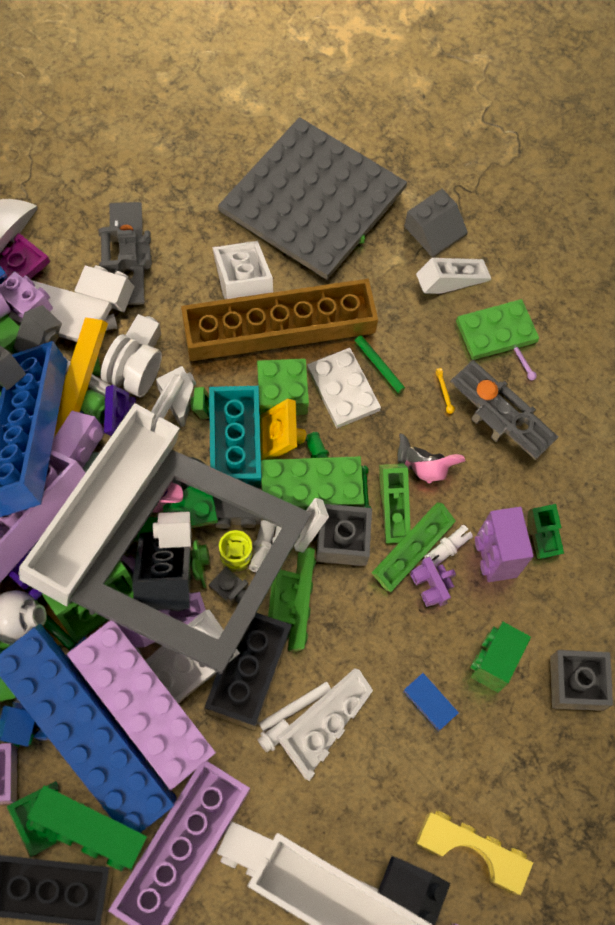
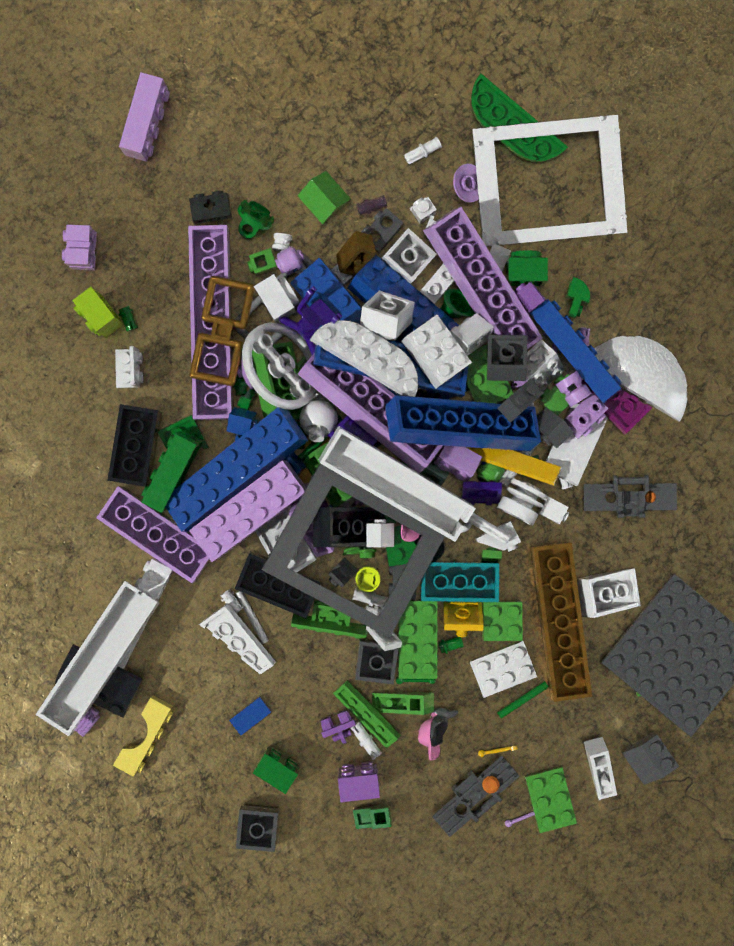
camera: 105 degrees right, 20 degrees up
(105, 286) = (594, 479): white brick -> none

